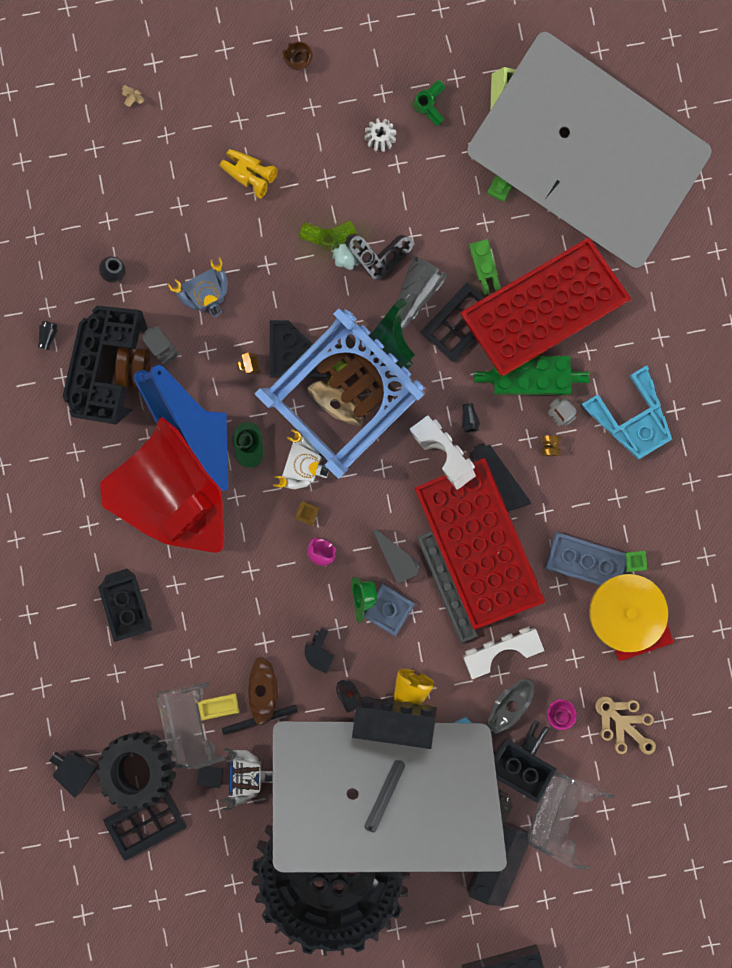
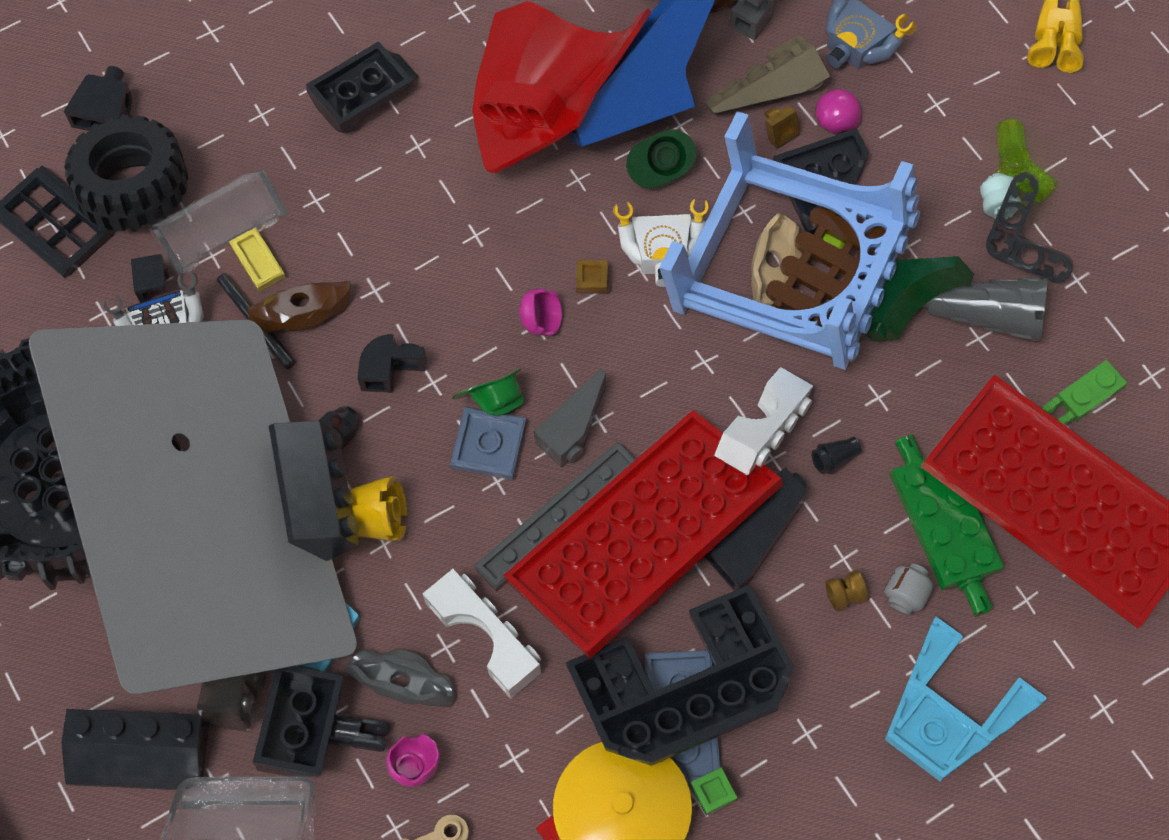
camera: 75 degrees right, 20 degrees down
(215, 352) = (789, 71): none -> dark tan wedge
(252, 325) = (838, 111): none -> dark pink hair
(384, 796) = (192, 490): black axle -> none
(441, 318) = (971, 361): black piece -> none
(596, 554) = (656, 725): none -> black slope

